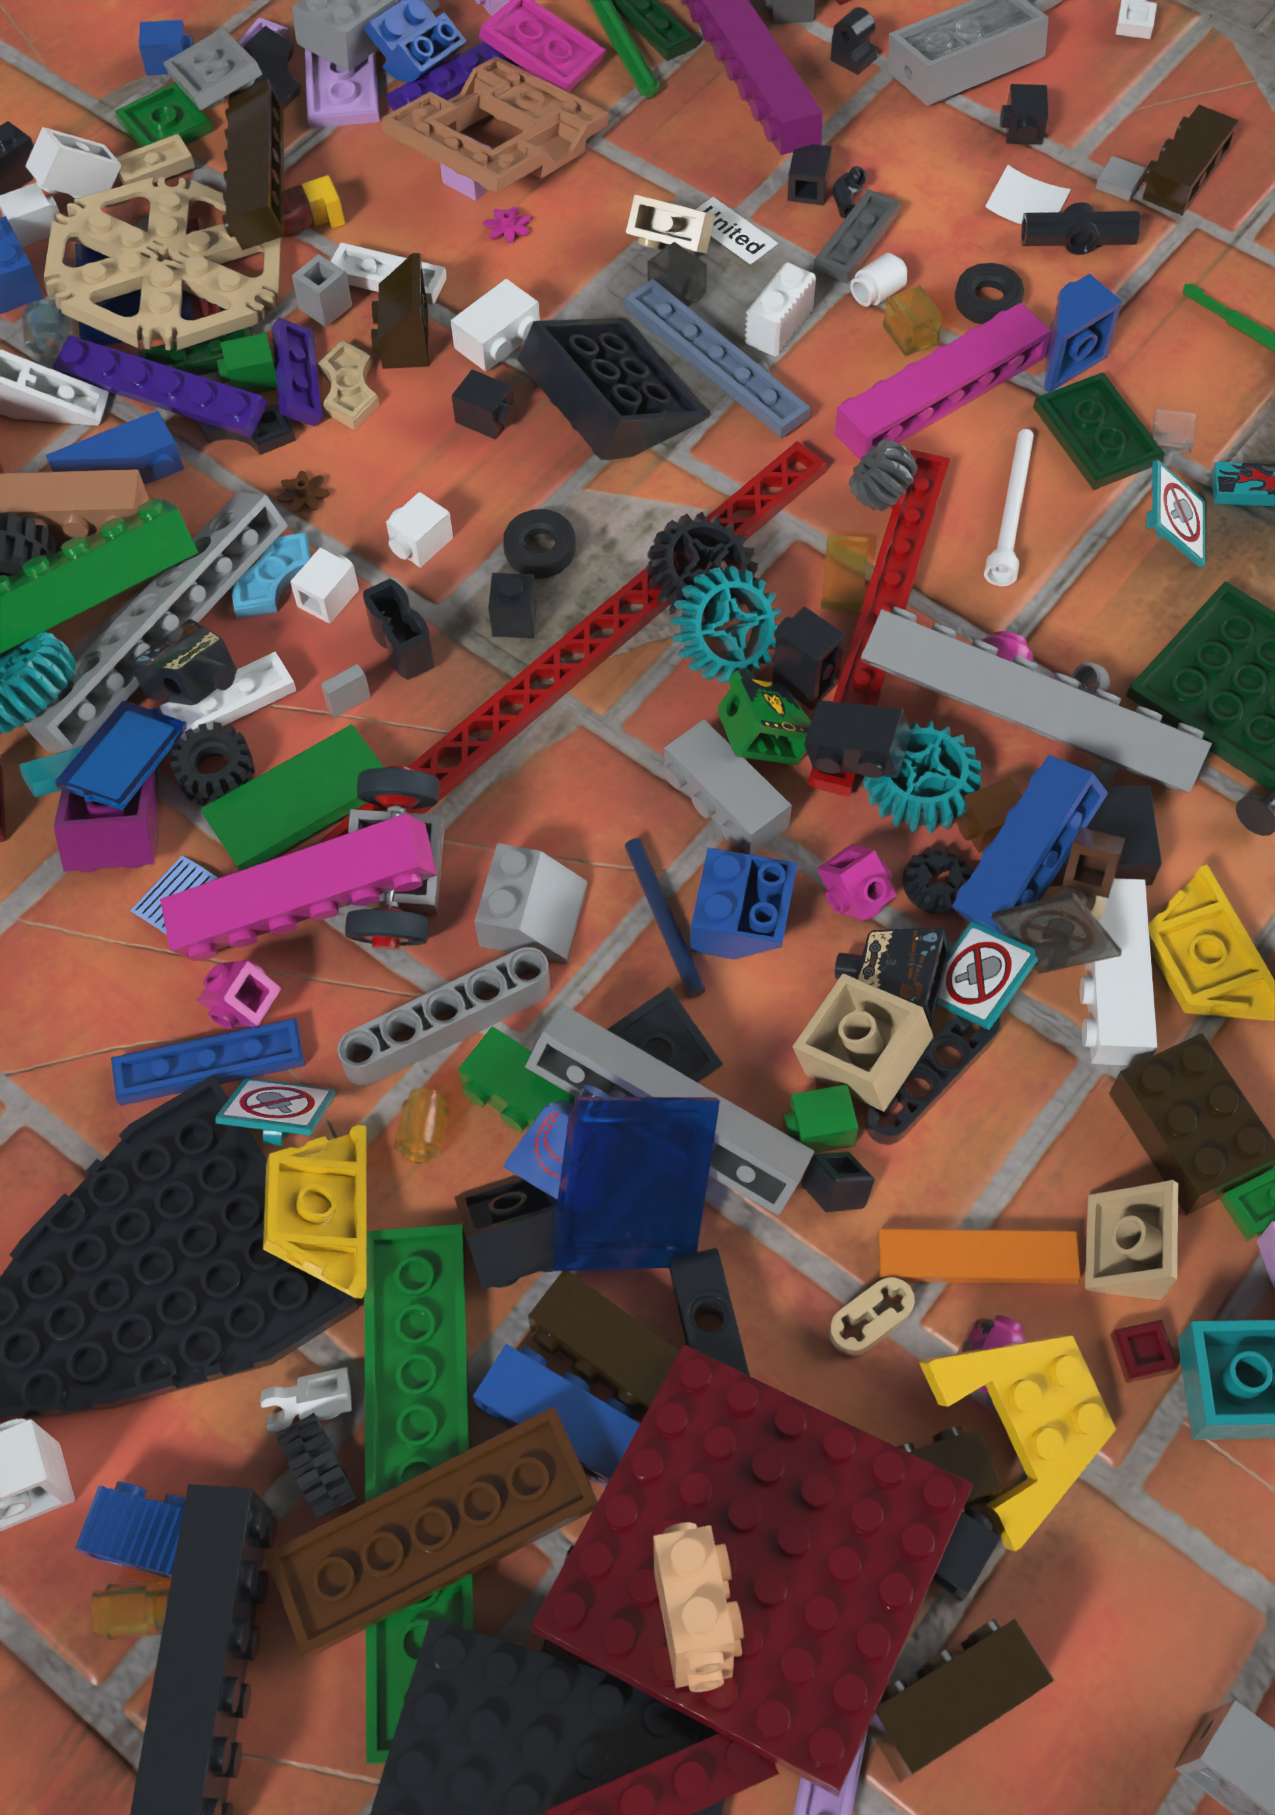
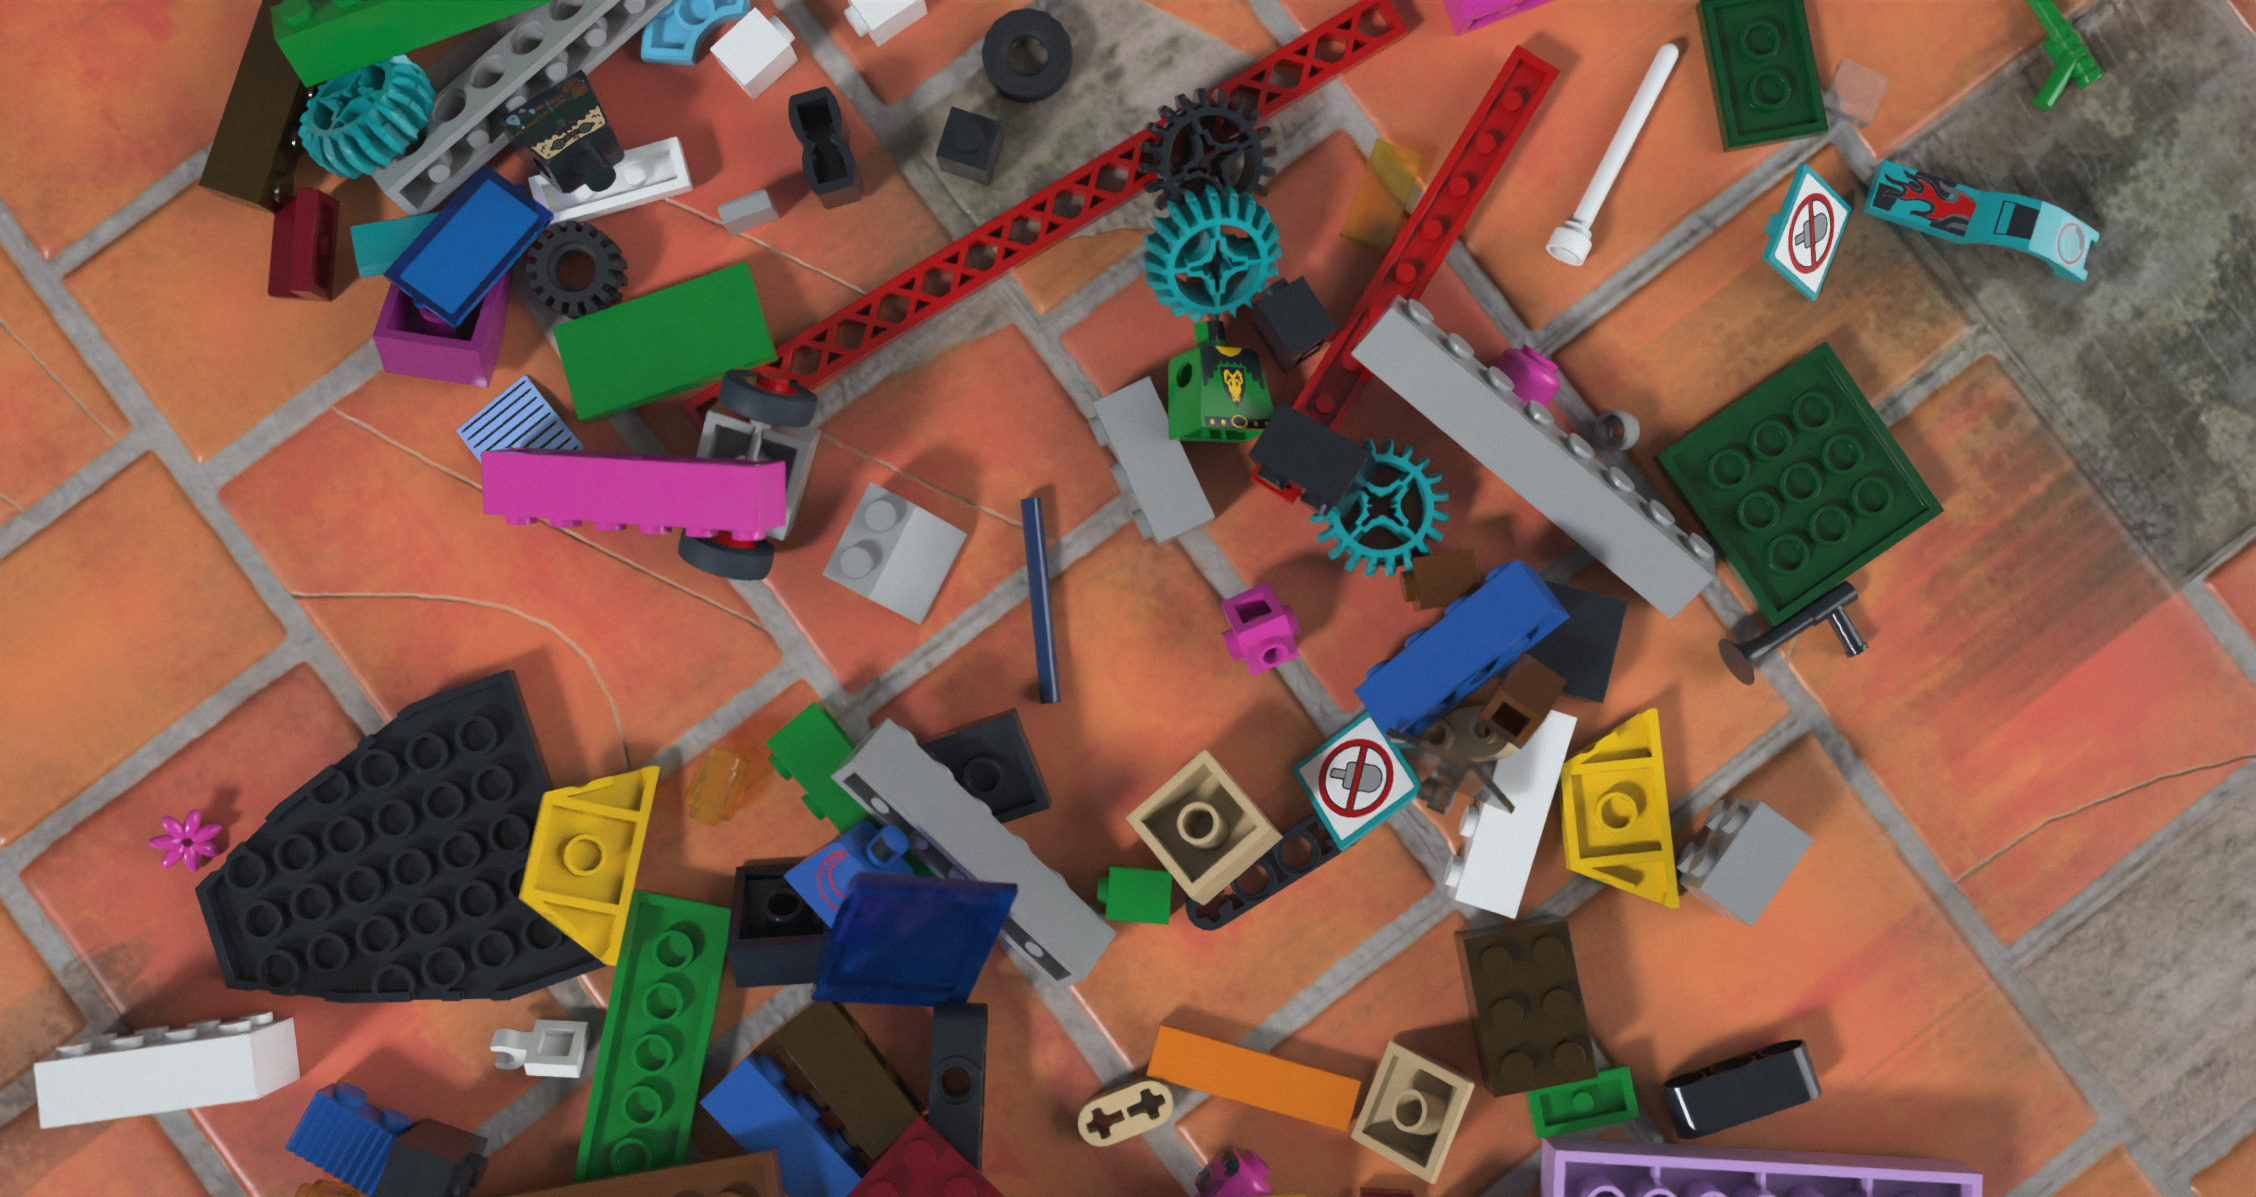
camera: 10 degrees right, 25 degrees up
(226, 1055) = (508, 642): blue tile -> none
(238, 994) = (550, 584): dark pink brick -> none
(276, 1108) = (566, 728): piece -> none
(316, 1466) = (531, 1128): black tyre -> none
(435, 1035) = (745, 667): light grey beam -> none
(741, 904) = (1127, 621): blue slope -> none
(837, 1182) = (1136, 961): black slope -> none
(883, 475) = (1467, 80): dark grey gear -> none
(901, 963) = (1270, 749): torso -> none
(918, 875) = (1332, 632): black gear -> none

